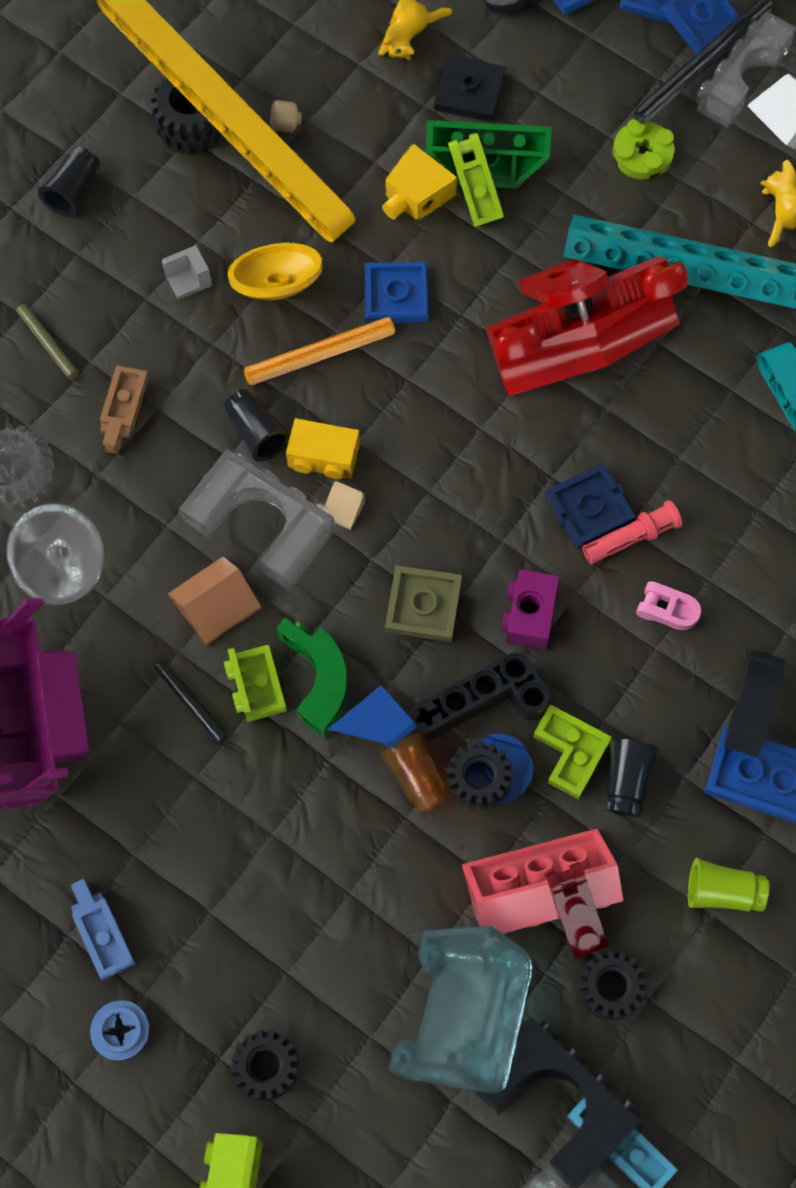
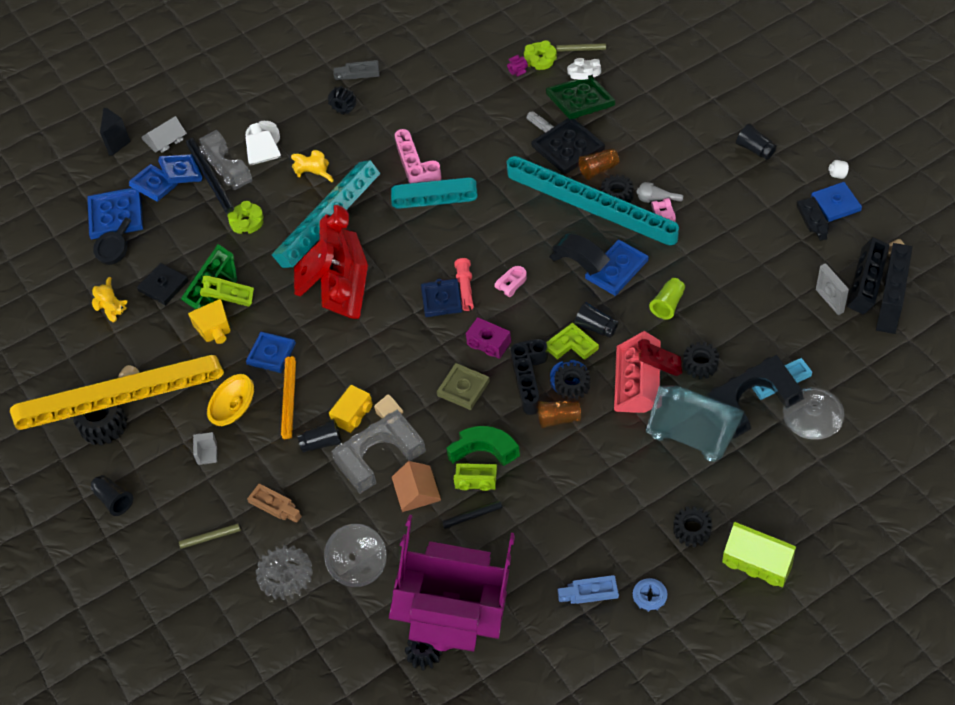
camera: 65 degrees left, 15 degrees down
(376, 719) = (523, 416): blue slope -> none

